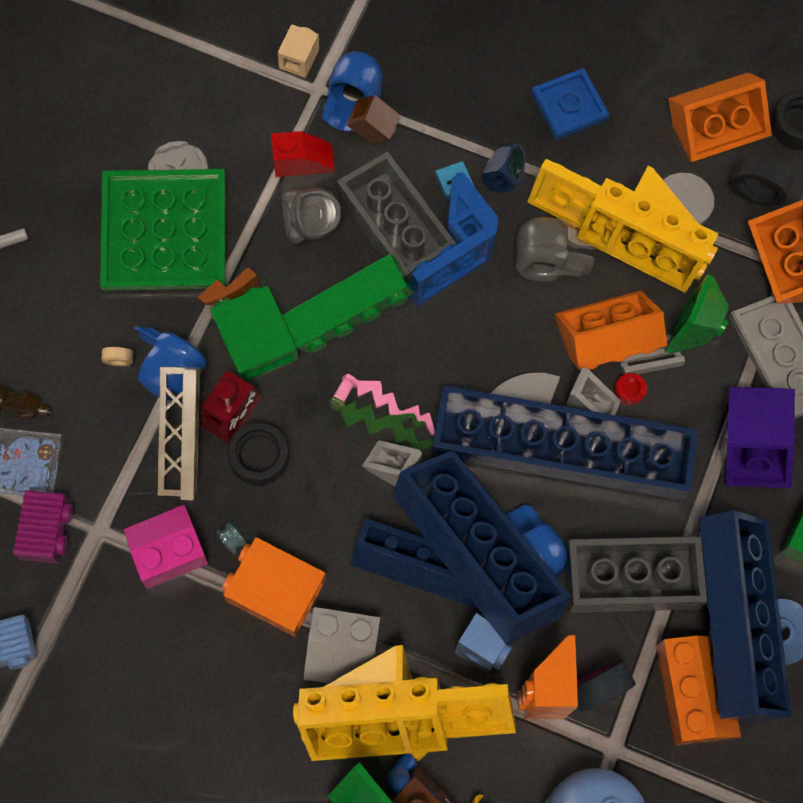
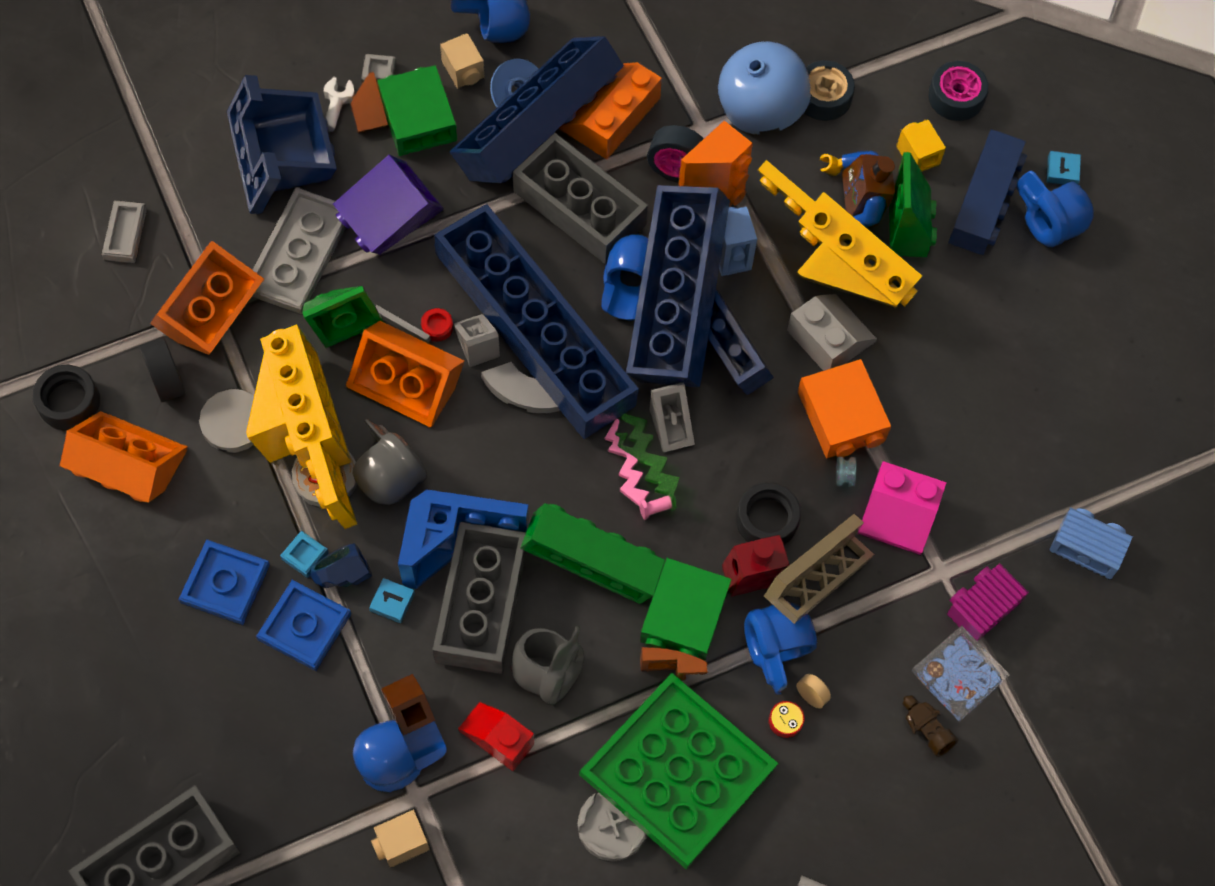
camera: 135 degrees left, 5 degrees down
(121, 325) = (786, 719): none -> tile
(492, 120) = (303, 625): none -> blue tile
(535, 158) = (304, 553): none -> dark azure tile

